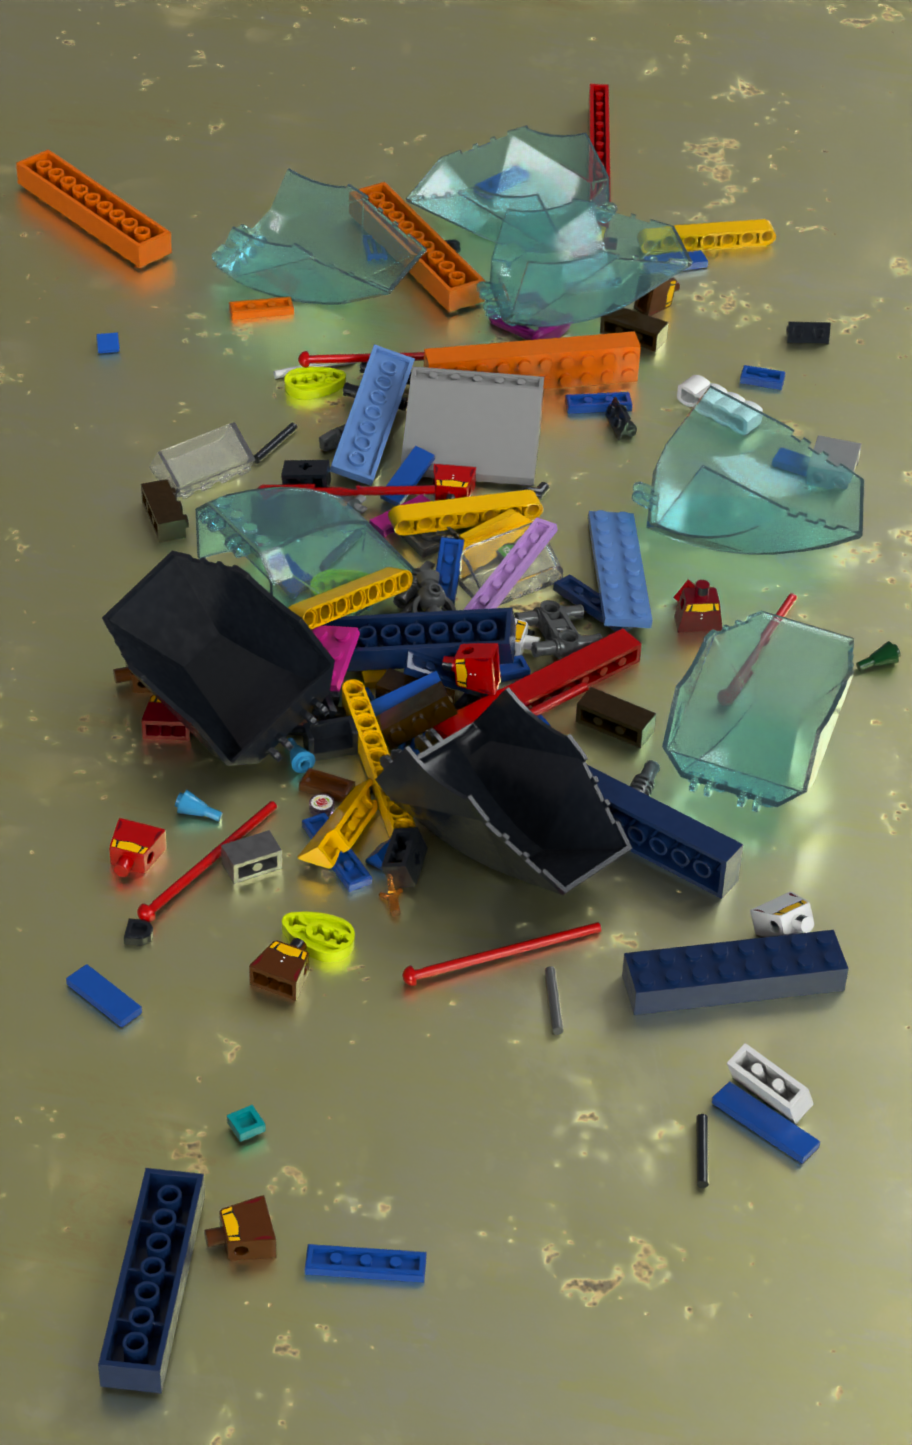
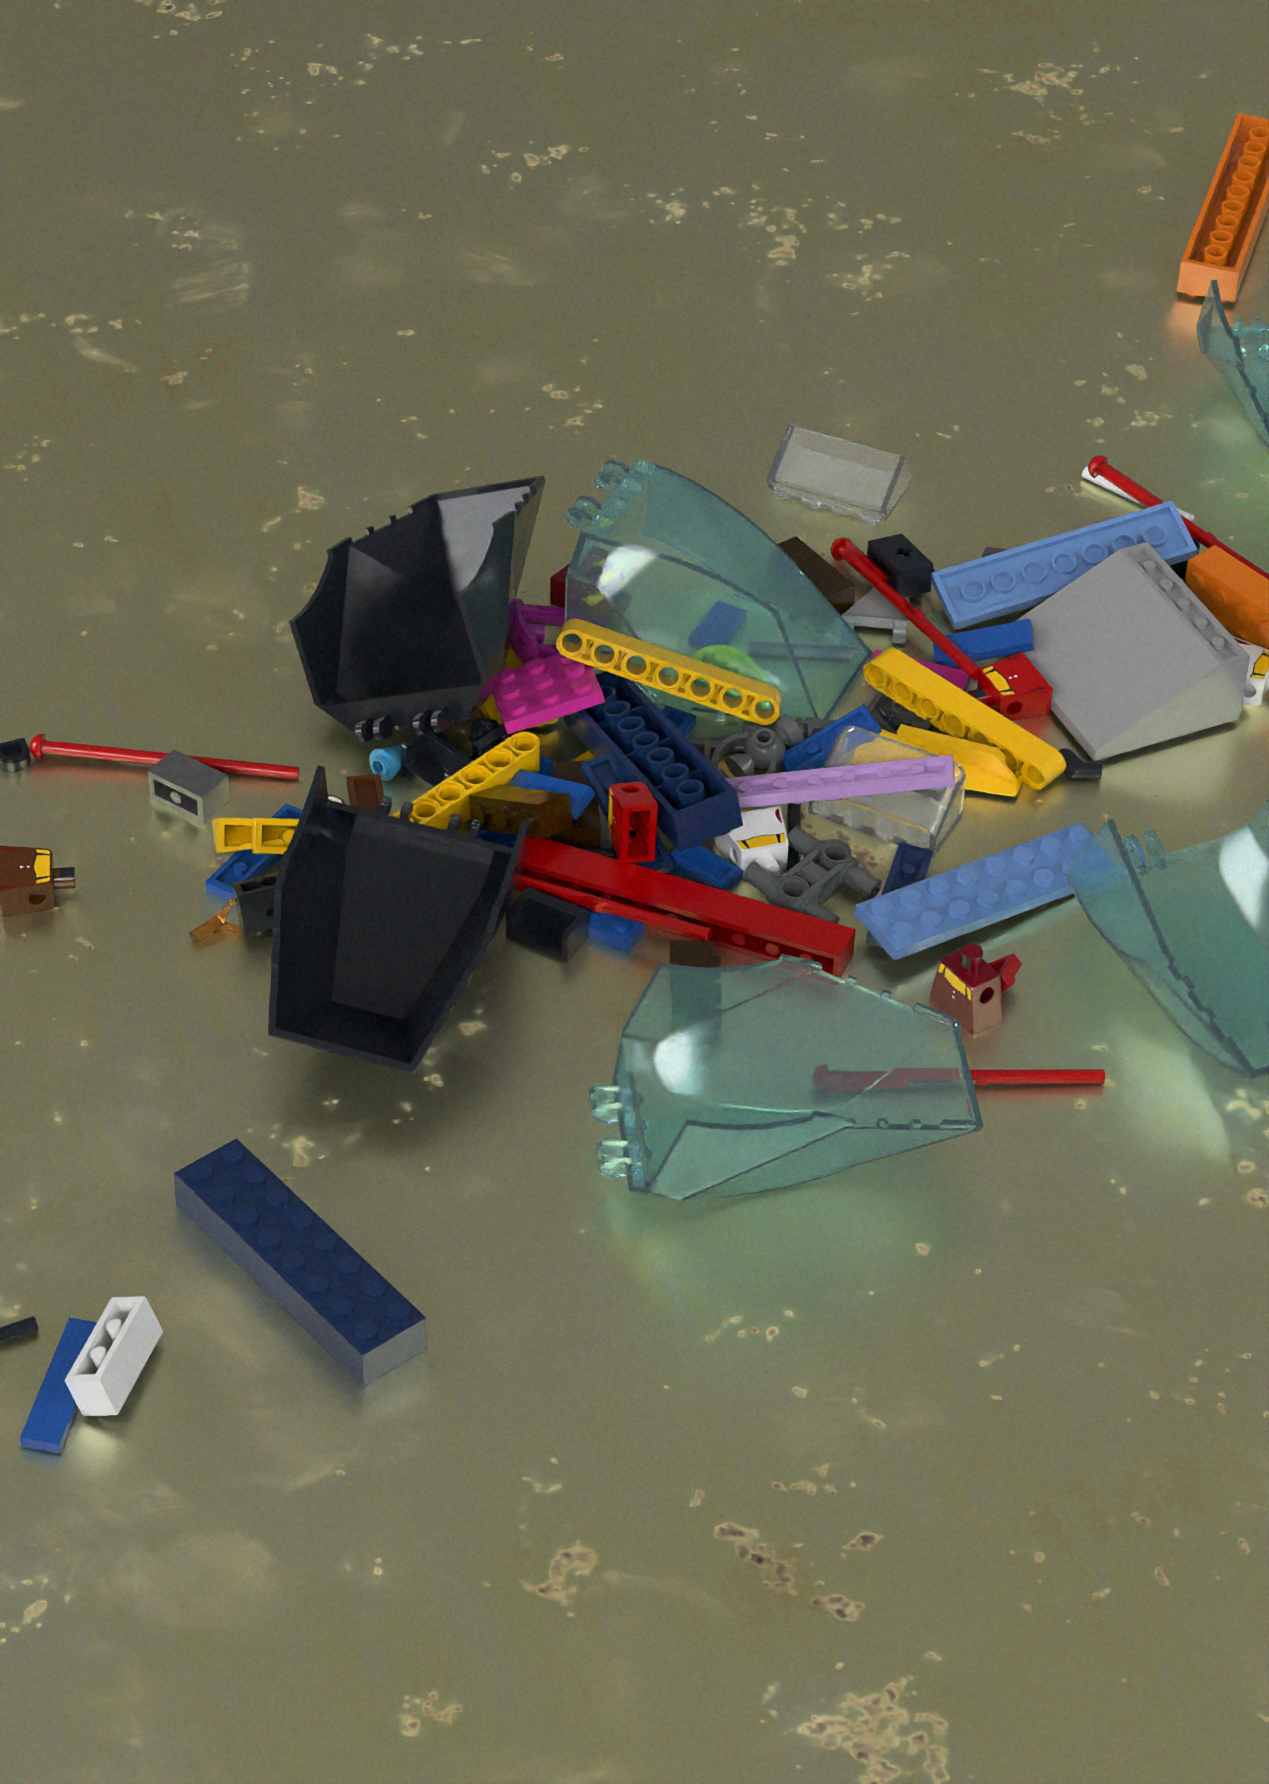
camera: 60 degrees right, 0 degrees up
(107, 342) = (1001, 326): blue slope -> none
(135, 847) = (133, 695): red torso -> none
(164, 510) = (738, 477): dark brown brick -> none
(192, 805) = (240, 708): dark azure cone -> none
(261, 308) = (1206, 411): orange tile -> none
(275, 442) = (957, 523): black bar -> none
(309, 928) = (92, 885): neon yellow piece -> none
(313, 382) = (1096, 500): neon yellow piece -> none
(411, 976) = (92, 986): red bar -> none
(554, 1002) = (144, 1123): dark grey bar -> none
(644, 781) = (572, 1061): dark grey hinge -> none
(673, 838) = (488, 1084): dark blue brick -> none
(783, 916) = (424, 1269): white torso -> none
(885, 655) = (1058, 1205): dark green cone -> none

